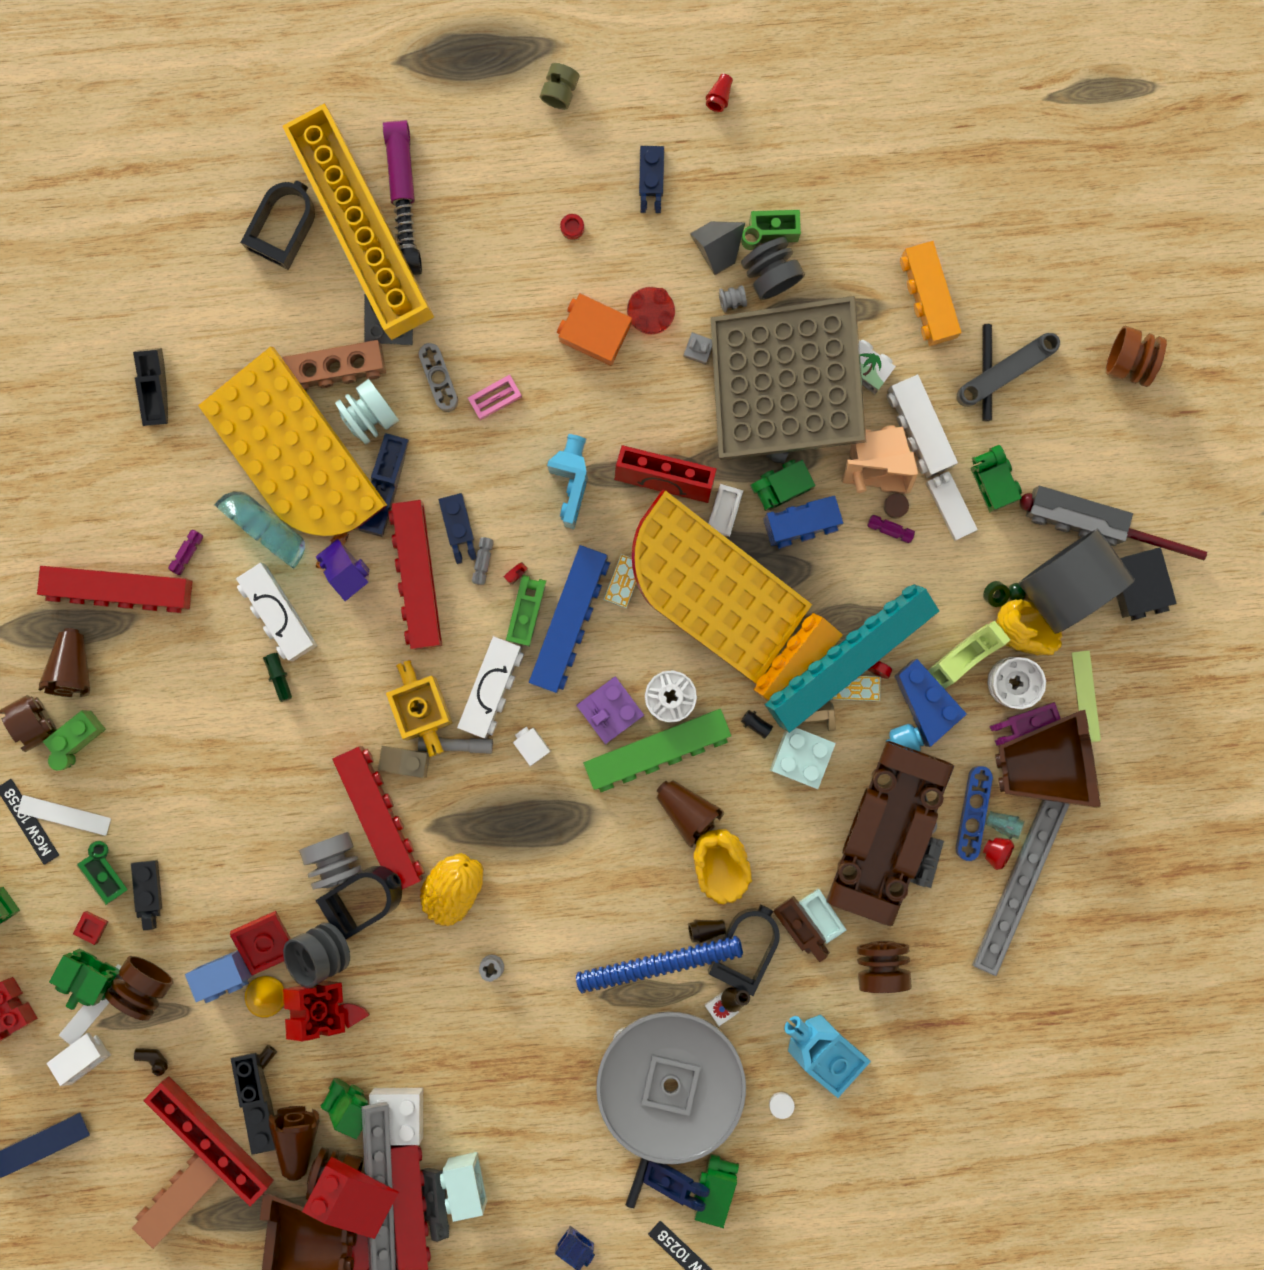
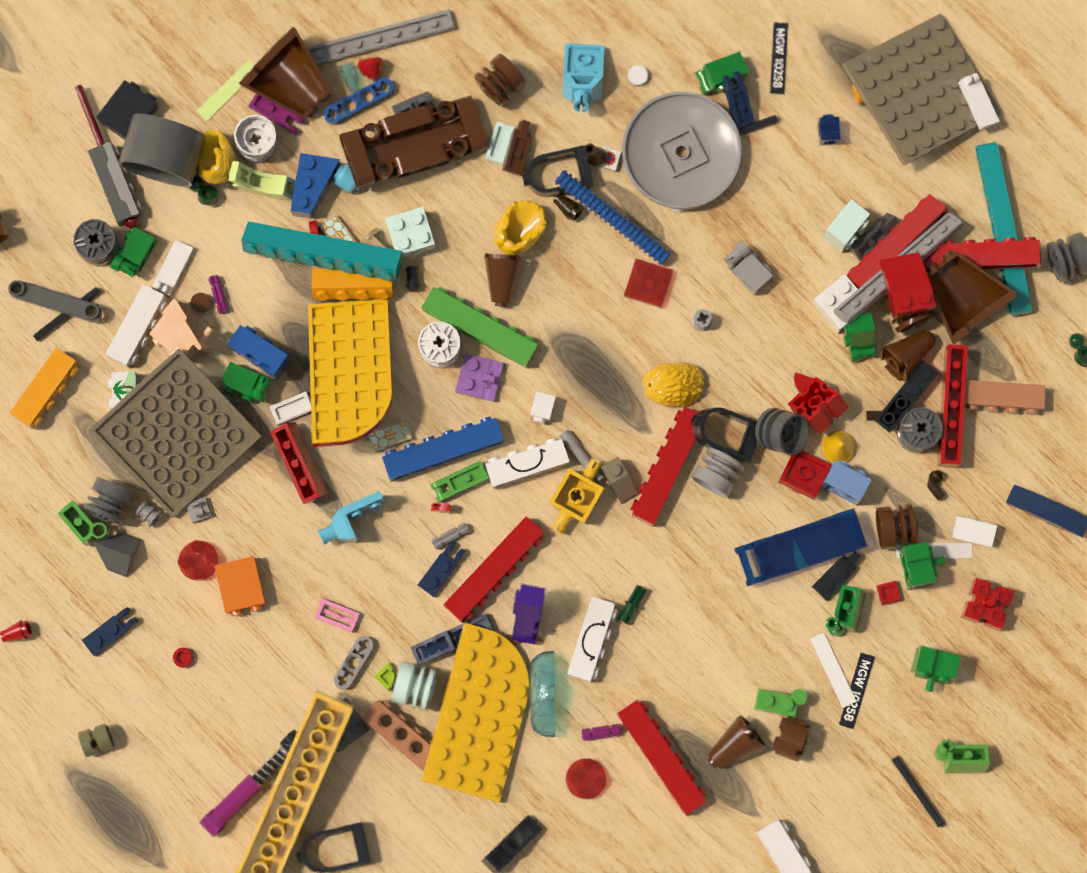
camera: 130 degrees left, 5 degrees down
(155, 503) = (585, 778): none -> clear red dish
(196, 883) = (802, 547): none -> clear blue windscreen
(219, 1078) = (913, 440): none -> dark grey wheel
(401, 397) = (386, 676): none -> lime tile
(503, 1054) = (748, 268): none -> light grey hinge
(569, 946) = (648, 283): none -> clear red plate
(1031, 464) = (96, 253): none -> dark grey wheel

